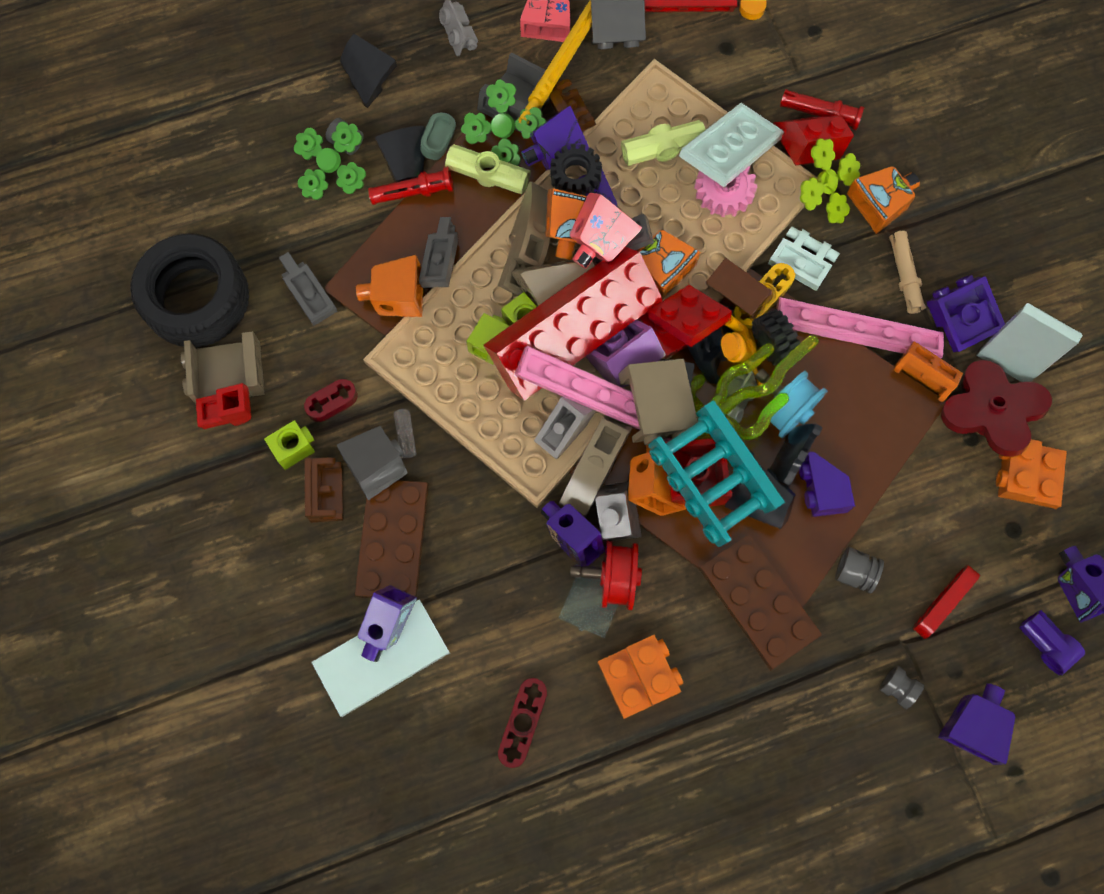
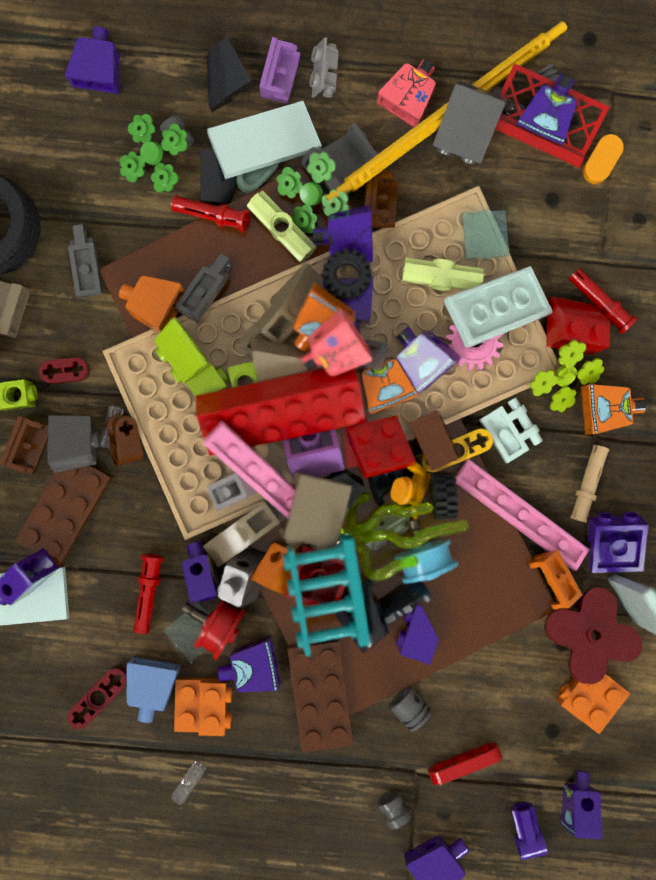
camera: 25 degrees right, 15 degrees up
(236, 109) = (95, 63): none -> dark purple torso
(417, 44) = (279, 71): none -> medium lavender hinge
(427, 436) = (124, 444): none -> reddish brown piece
(430, 105) = (263, 139): none -> light aqua tile
(447, 314) = (181, 352): none -> lime slope
(518, 569) = (148, 581): none -> red pin
(574, 679) = (150, 686): none -> medium blue torso
(666, 777) = (190, 780): none -> clear piece
(673, 606) = (252, 667): none -> dark purple torso
(683, 95) = (485, 234): none -> clear light blue piece
(688, 217) = (424, 358): none -> torso

